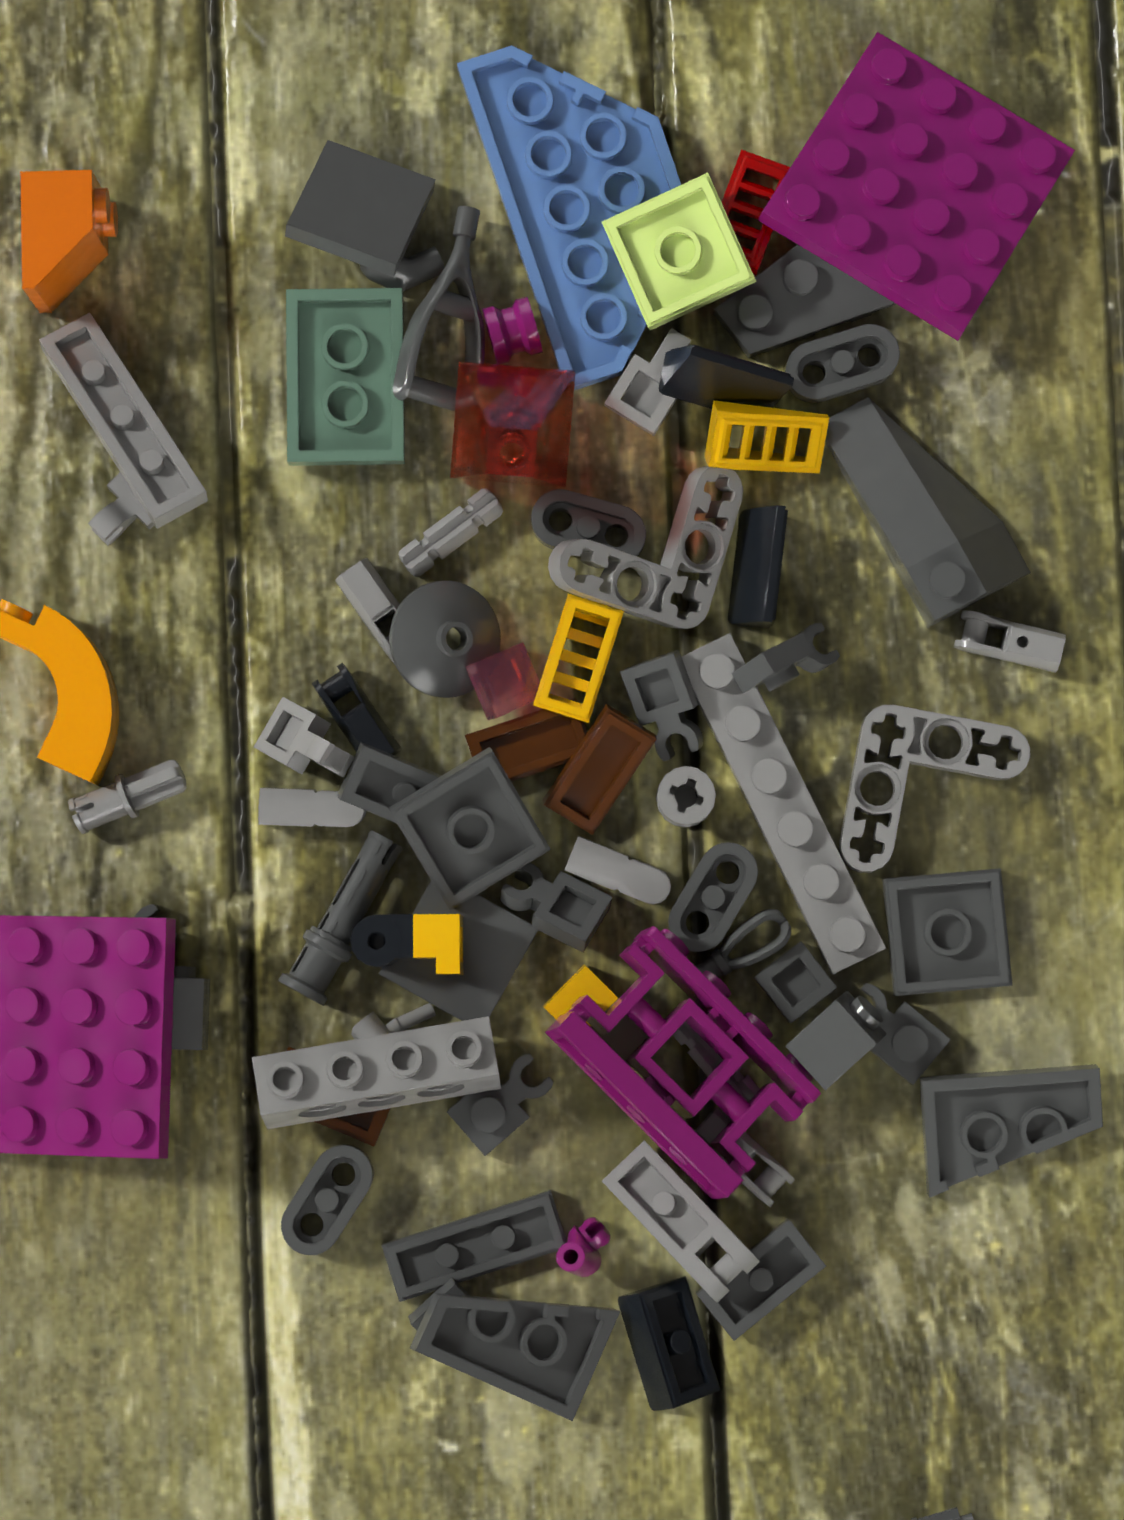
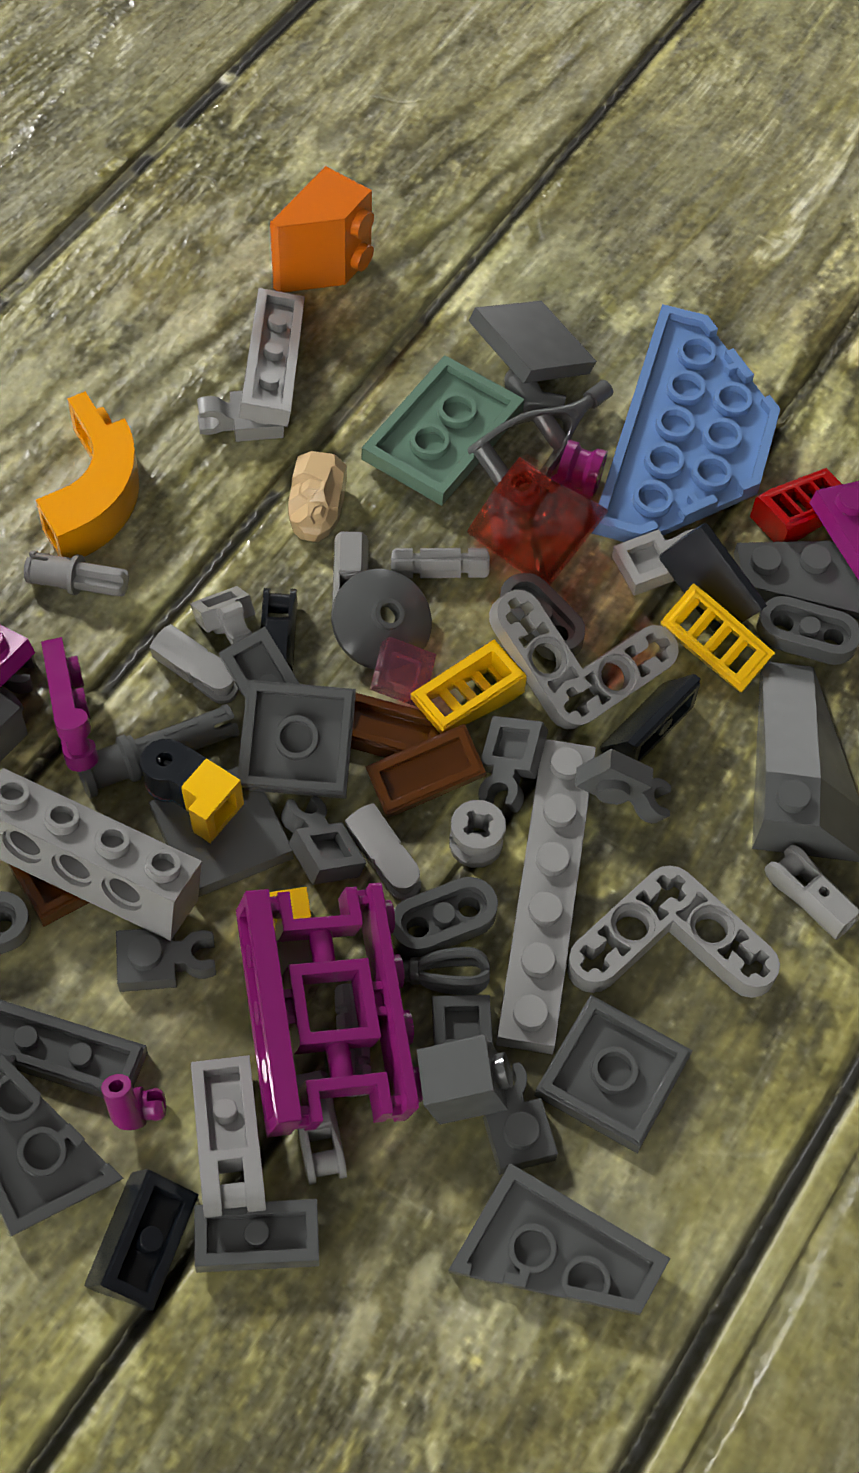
camera: 30 degrees right, 25 degrees down
(244, 943) = (69, 706): none -> magenta plate
(283, 547) = (316, 495): none -> tan rock
(679, 251) = (737, 483): yellowish green tile -> none

